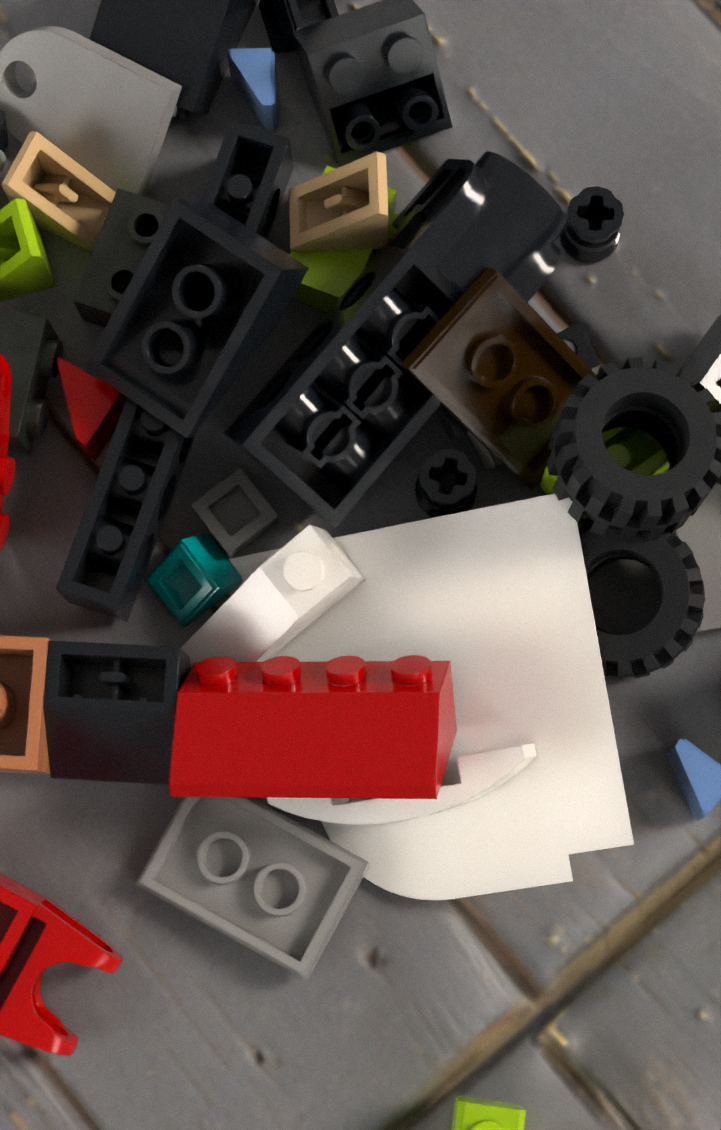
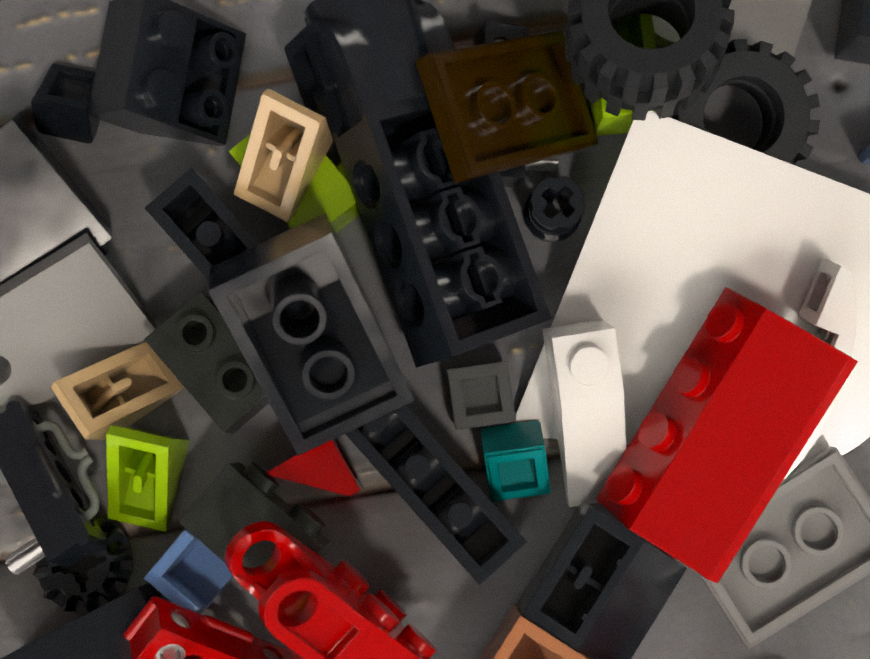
camera: 65 degrees left, 5 degrees up
(256, 78) = (112, 169): medium blue slope -> none

